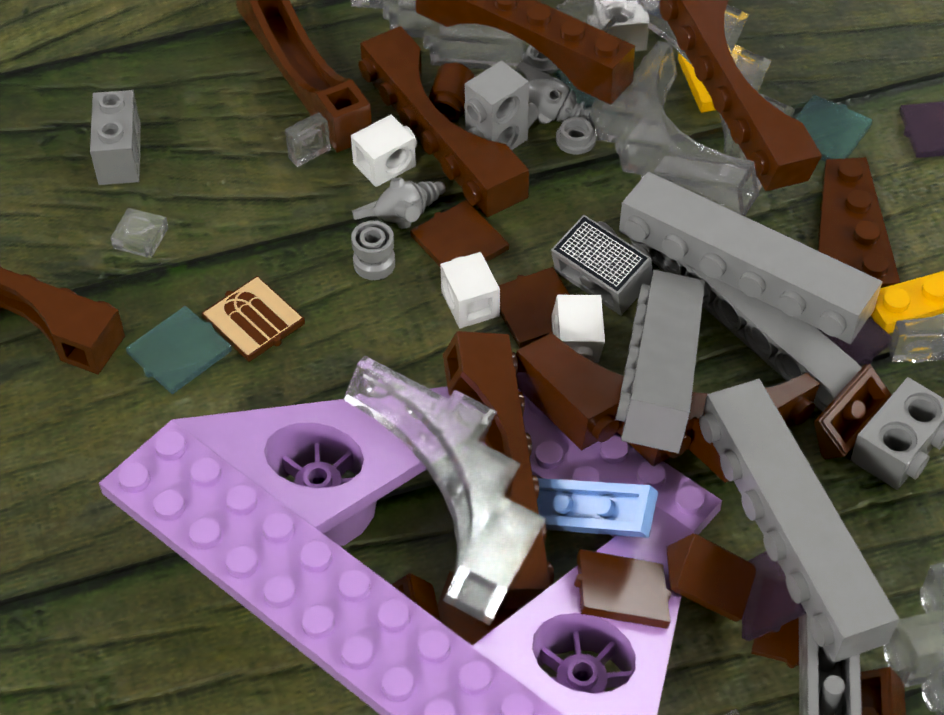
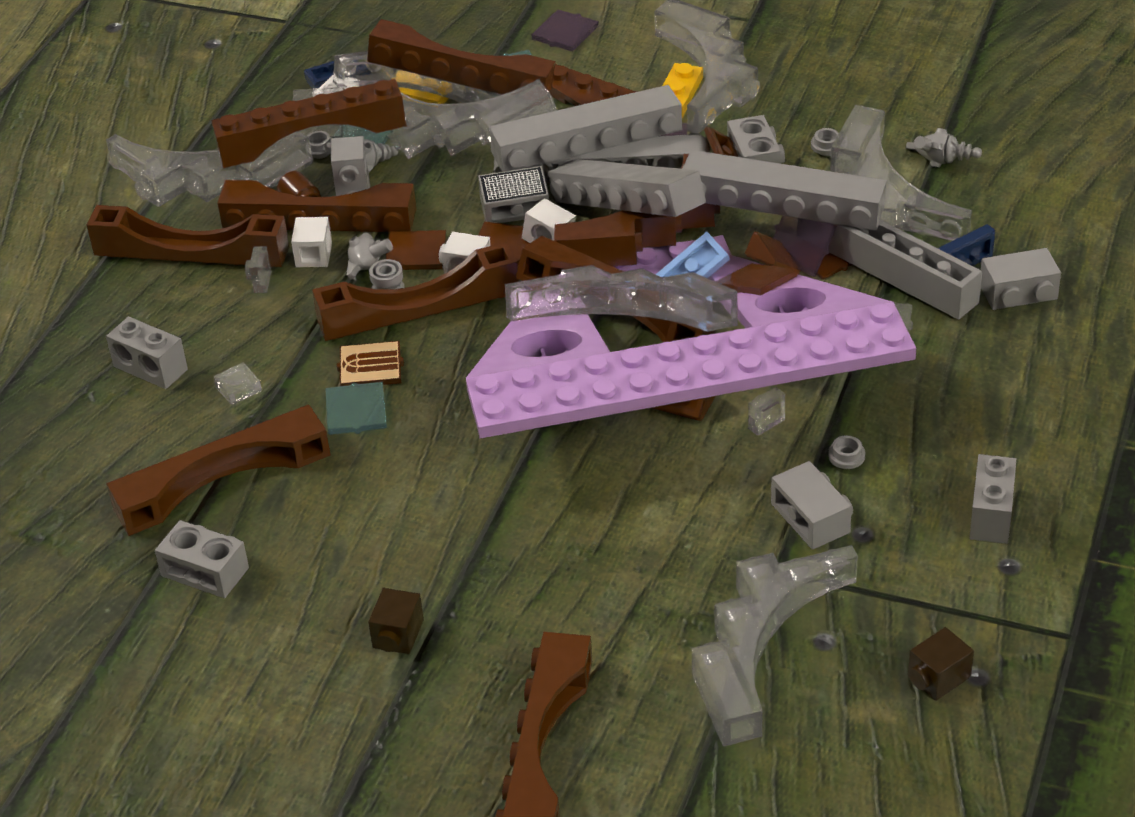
camera: 50 degrees left, 10 degrees down
(306, 254) = (352, 309): none -> reddish brown arch
(576, 136) = (398, 162): light grey plate -> none

